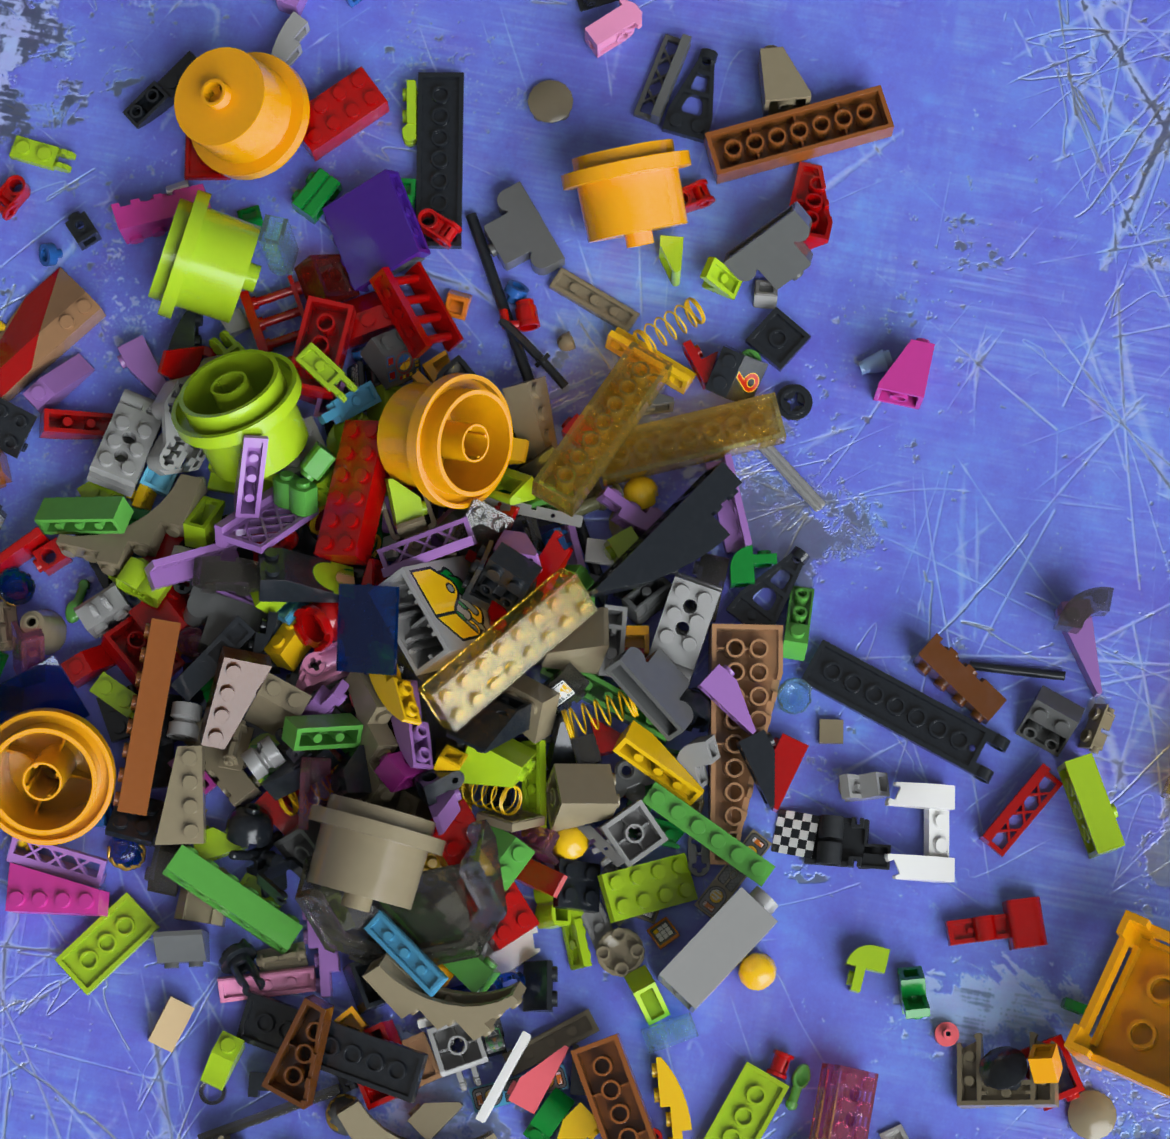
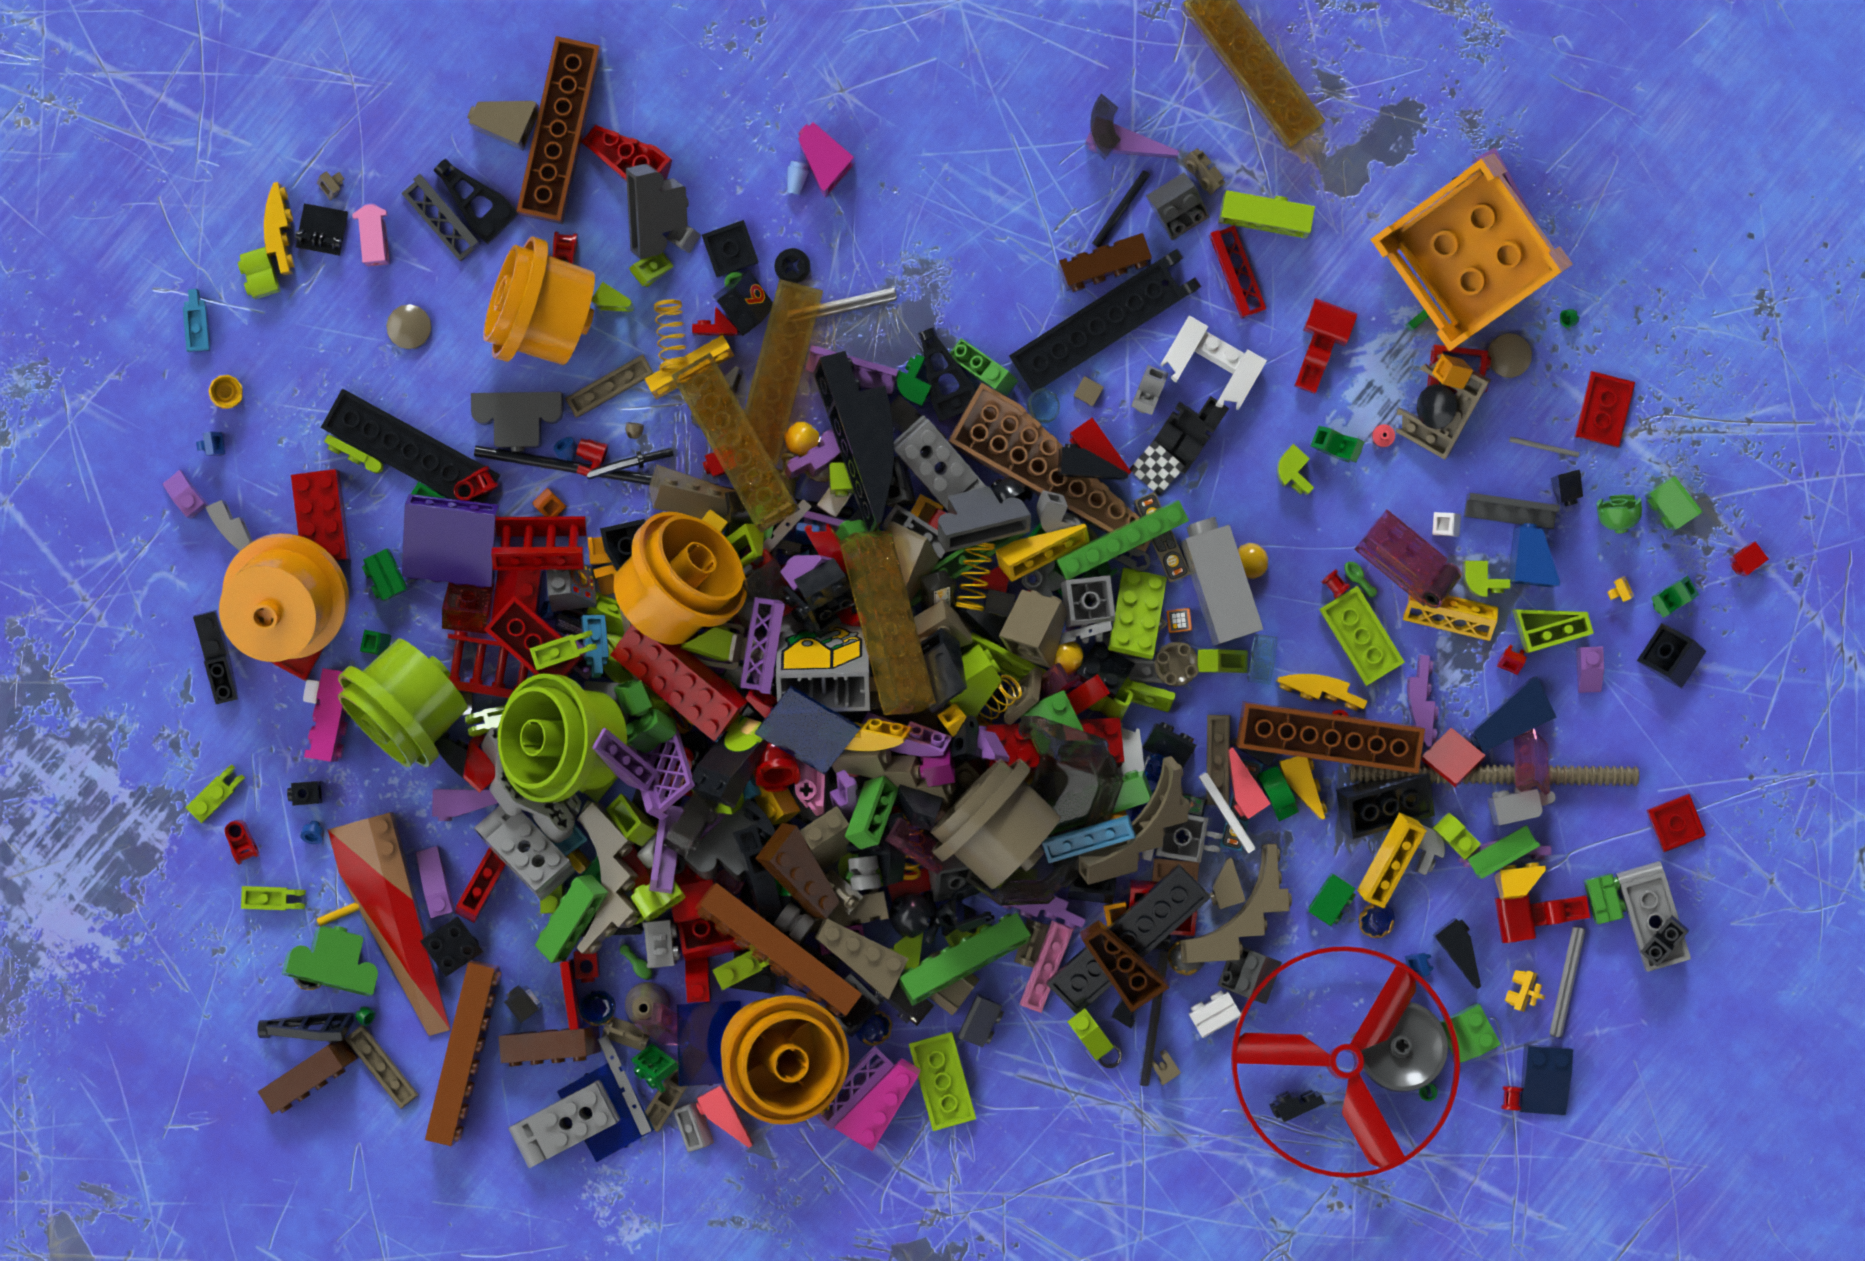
camera: 65 degrees left, 10 degrees up
(171, 1024) = (1037, 1062): tan hinge -> none
(237, 961) = (1015, 979): black piece -> none
(278, 244) = (420, 631): clear light blue brick -> none
(726, 694) = (1014, 461): medium lavender slope -> none

